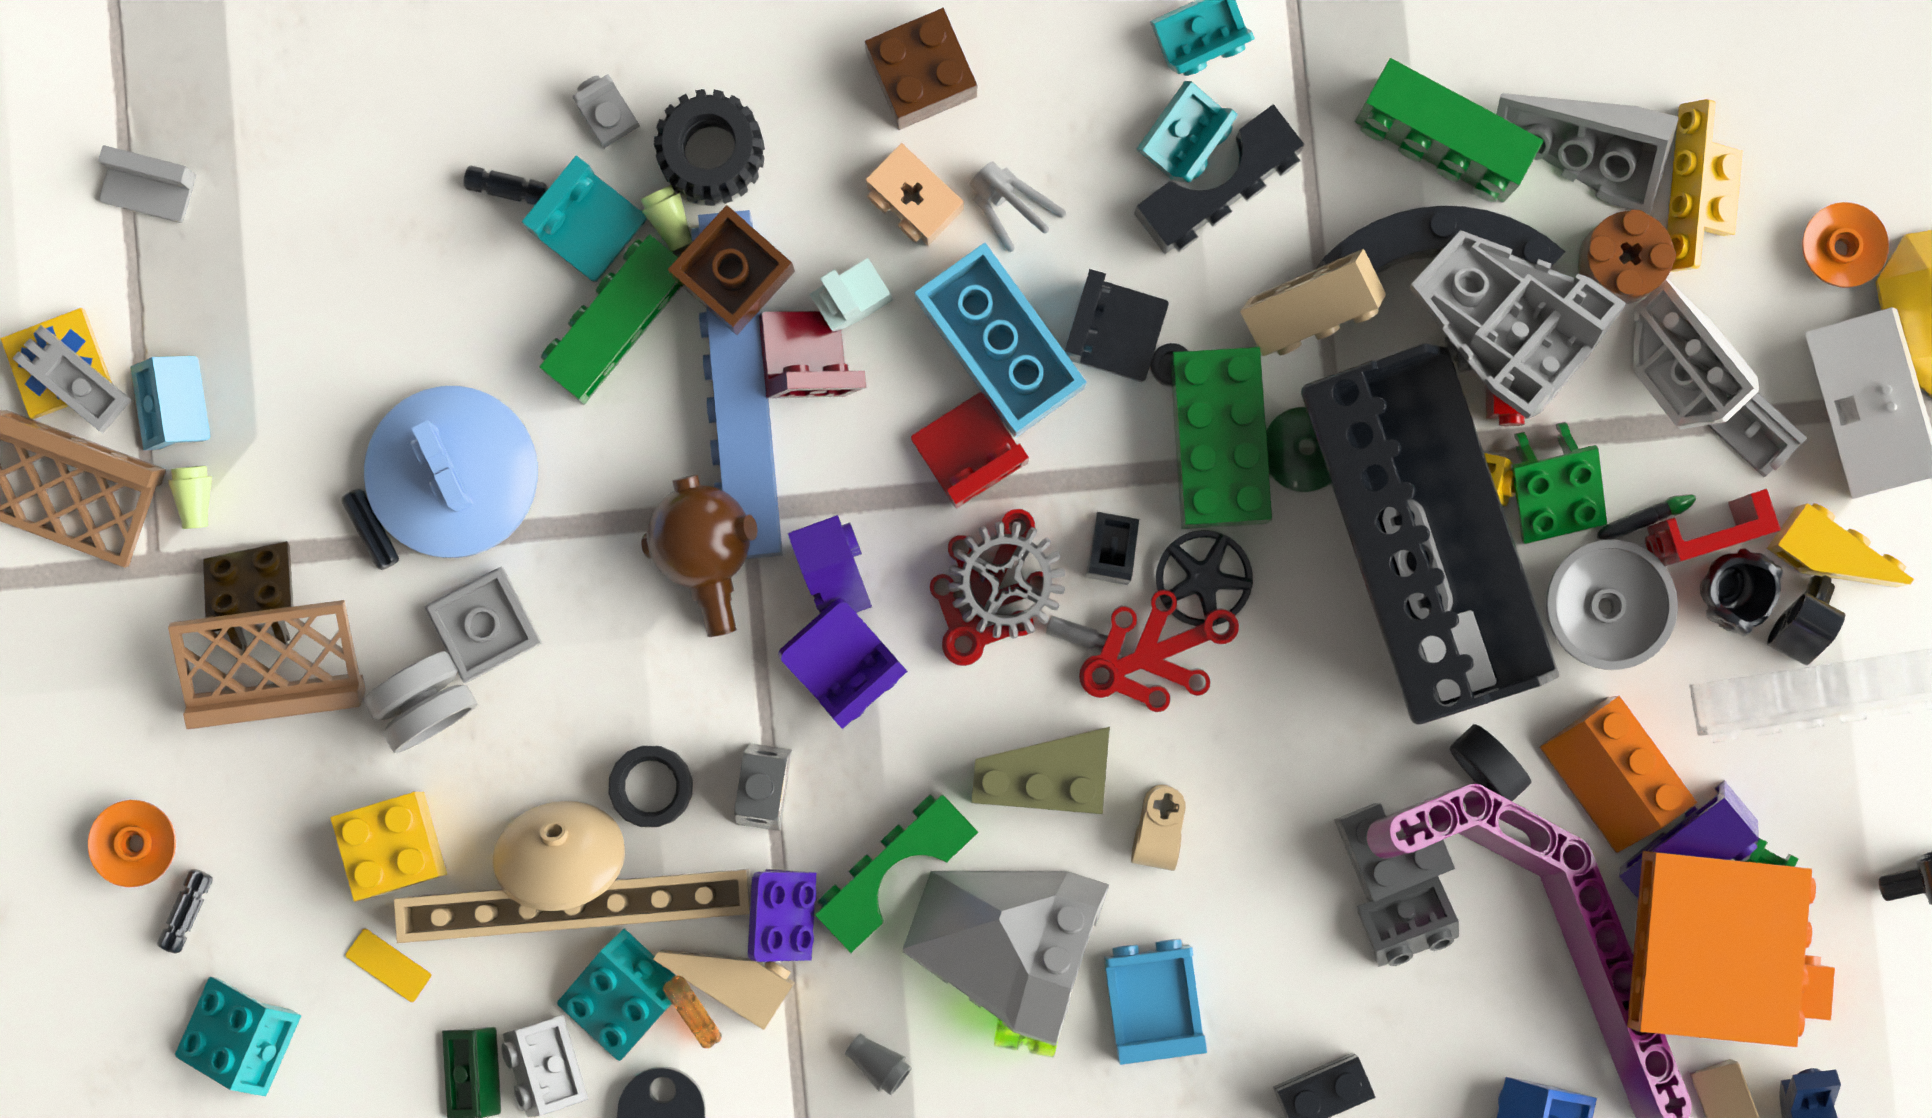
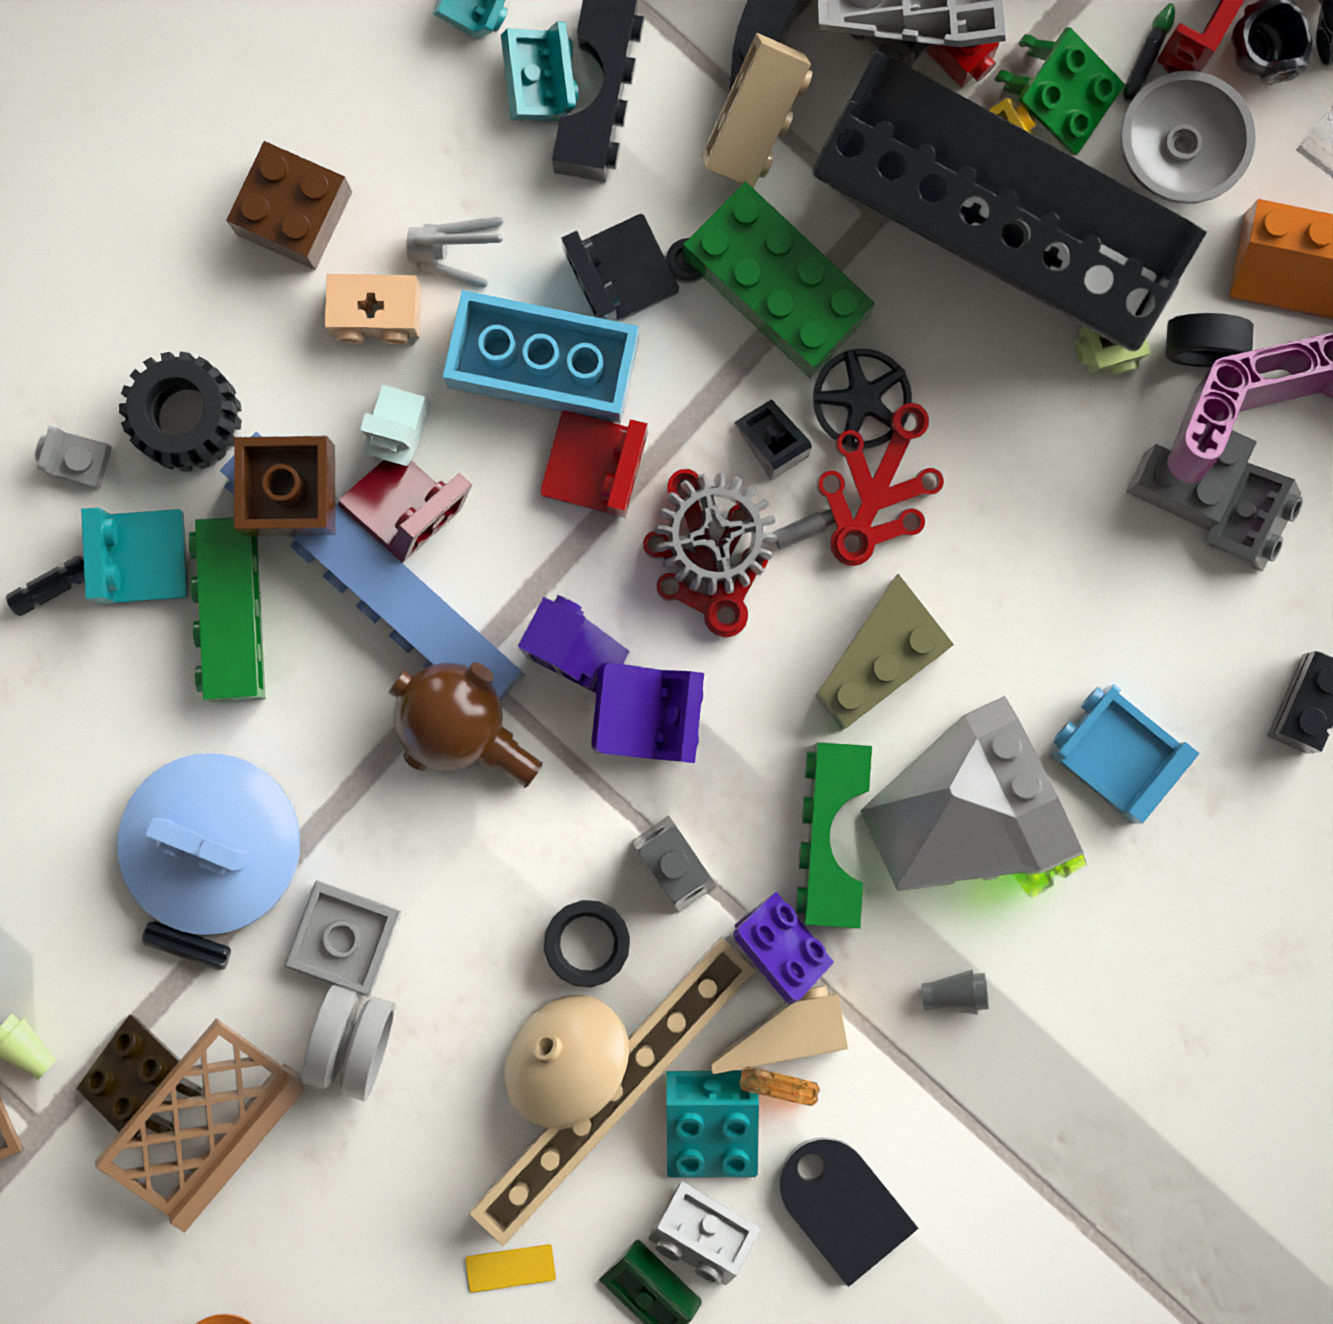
camera: 40 degrees left, 0 degrees up
(388, 845) = (426, 1176): yellow brick -> none
(667, 216) = (197, 495): yellowish green cone -> none
(1157, 836) = (1008, 621): tan piece -> none
(1286, 461) = (853, 253): clear green dish -> none
(1398, 708) = (1099, 359): none -> yellowish green bracket

